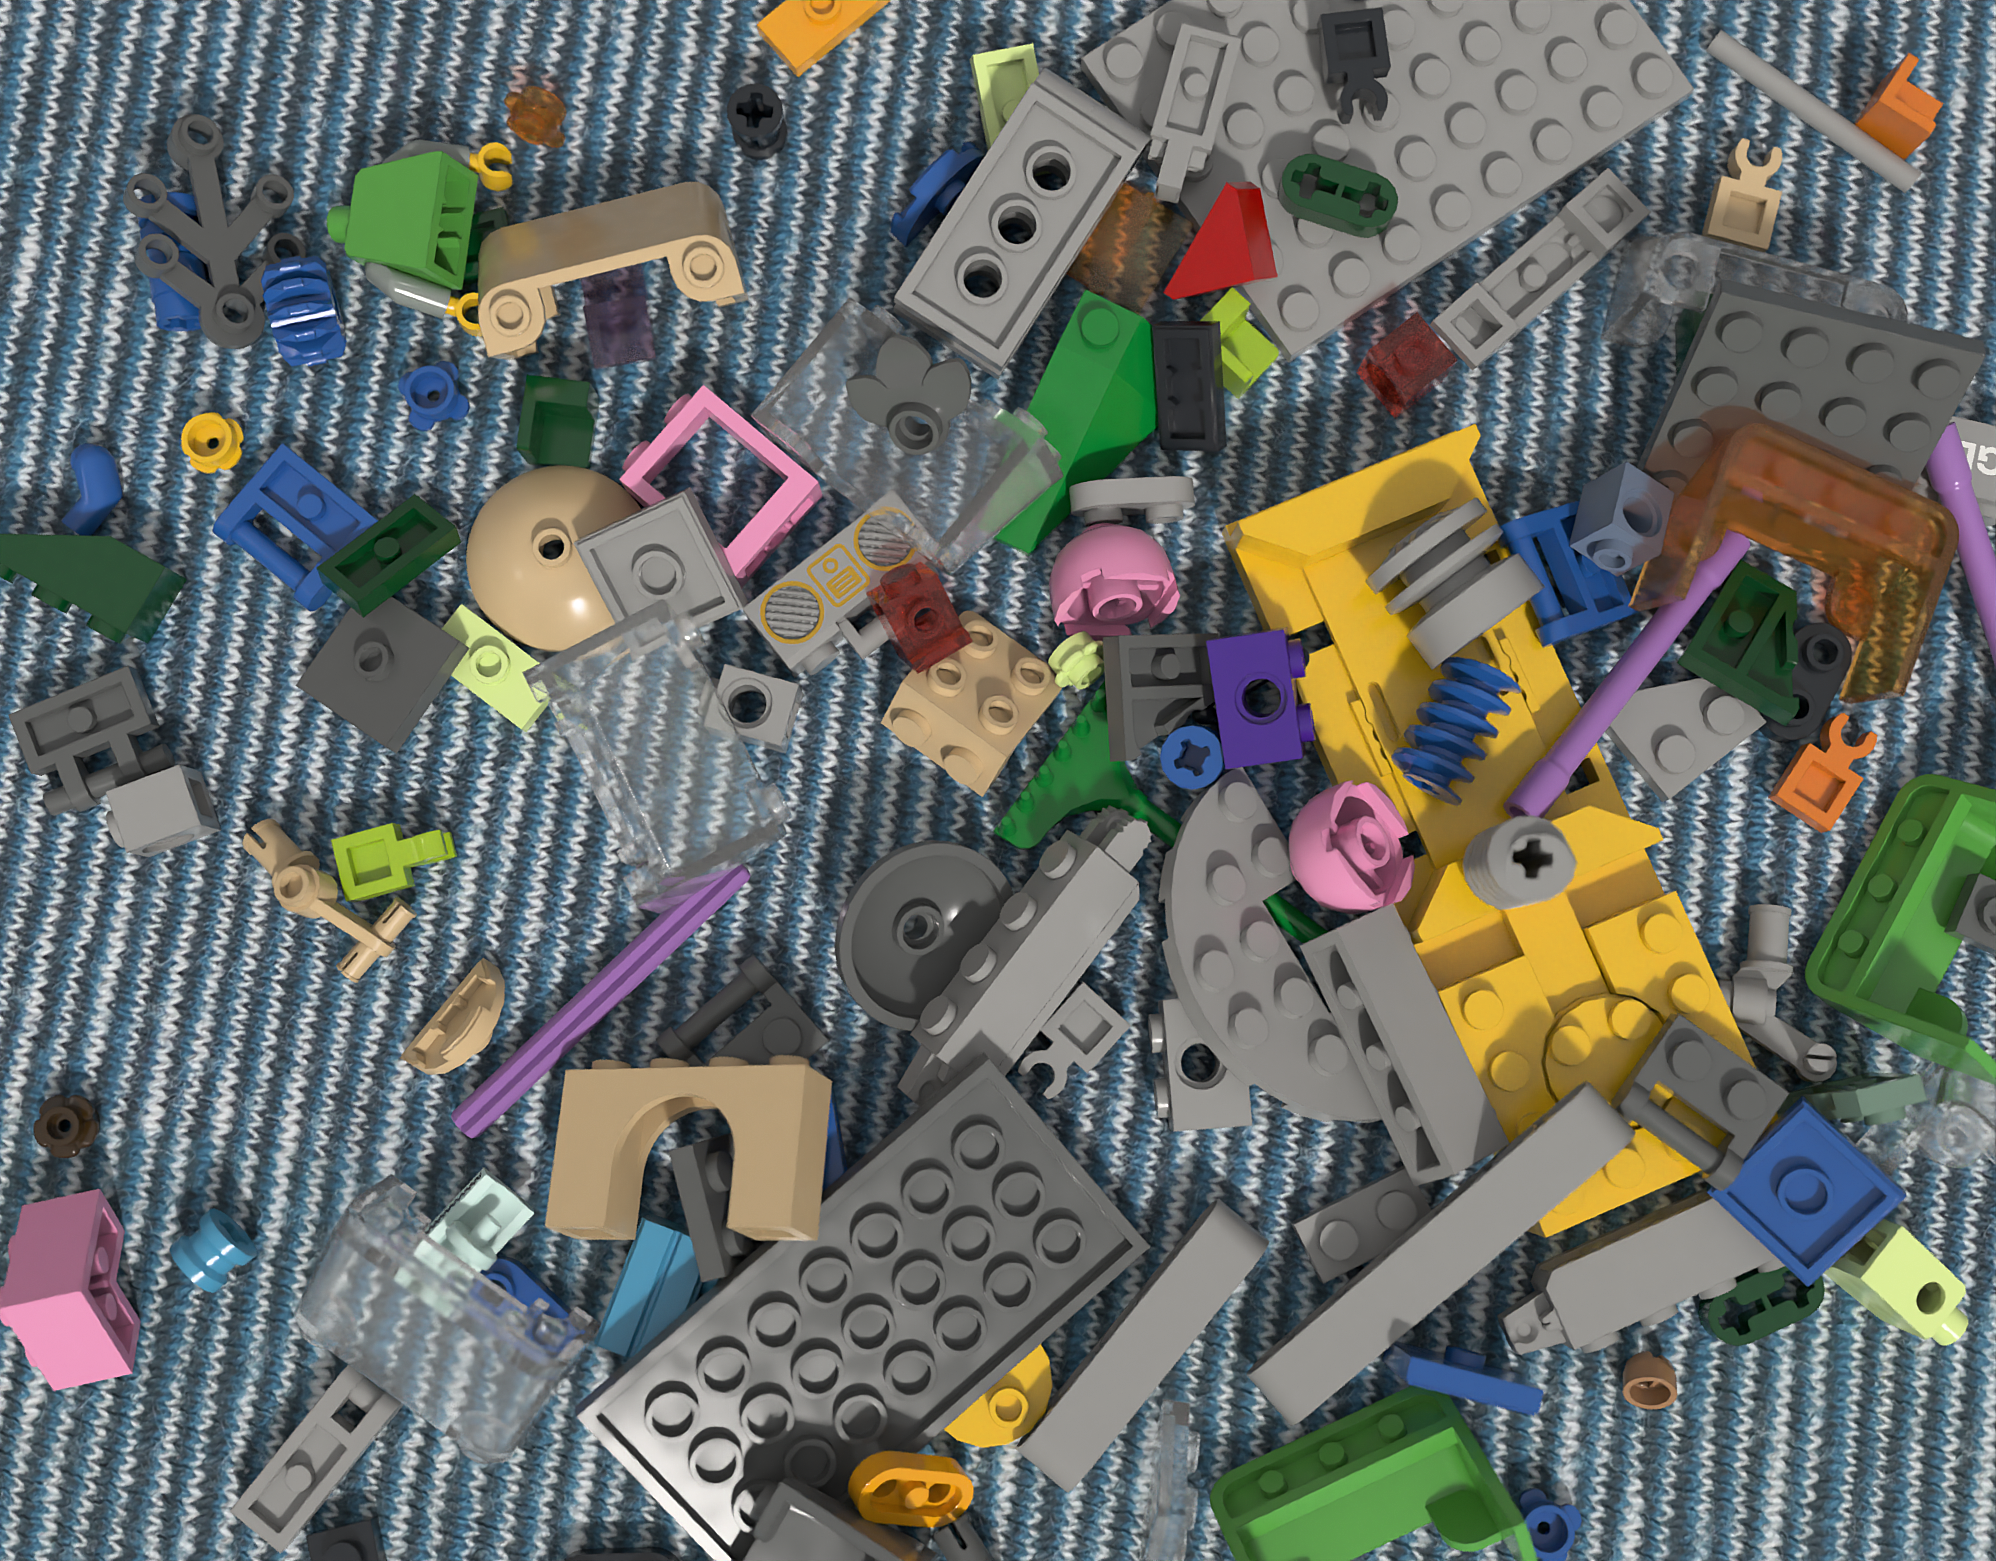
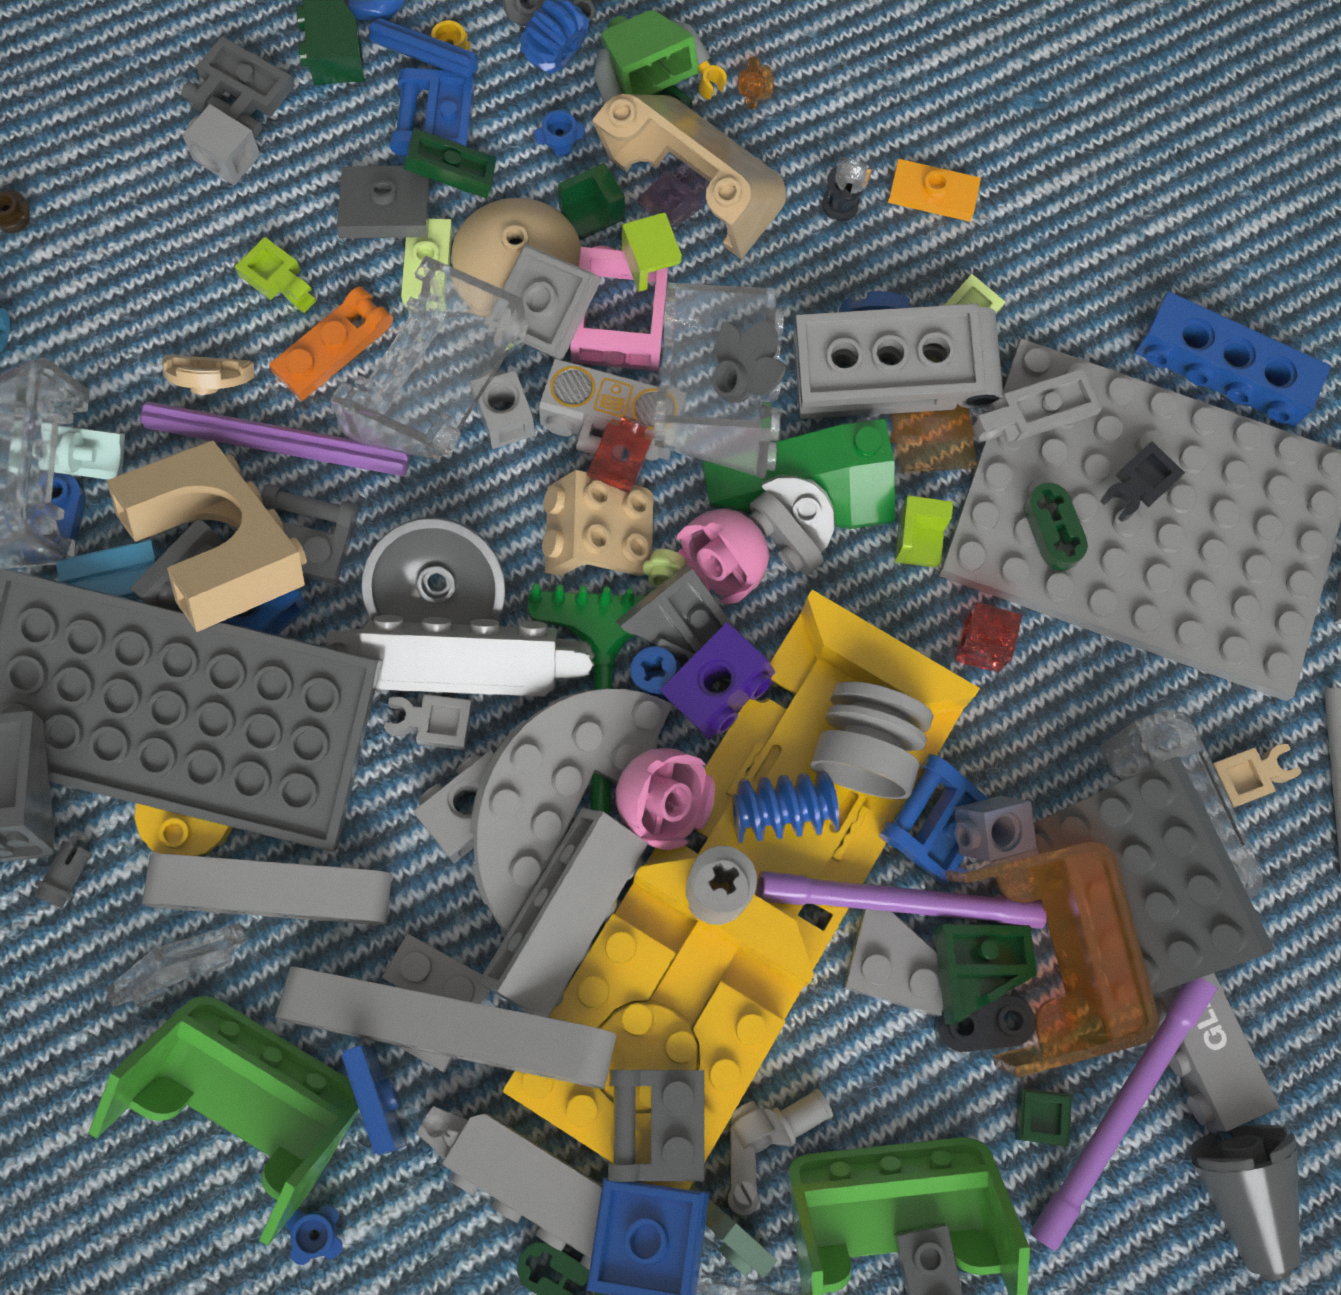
camera: 50 degrees right, 10 degrees down
(203, 480) = (423, 47): none -> blue axle
(313, 894) = (225, 239): tan pin -> none
(523, 852) = (331, 344): none -> orange plate
(694, 404) = (649, 247): none -> lime panel
(757, 96) = (852, 172): none -> clear hinge
(910, 1489) = (81, 802): light orange plate -> none
(1117, 451) = (807, 504): none -> plate
(1189, 385) = (876, 519): black plate -> none
(1229, 247) = (975, 481): red slope -> none
(1540, 270) = (1106, 681): light grey slope -> none
(1661, 1381) = (456, 1228): medium nougat hinge -> none
(1819, 781) = (929, 1078): orange plate -> none
(1936, 694) = (1043, 1117): none -> dark green tile

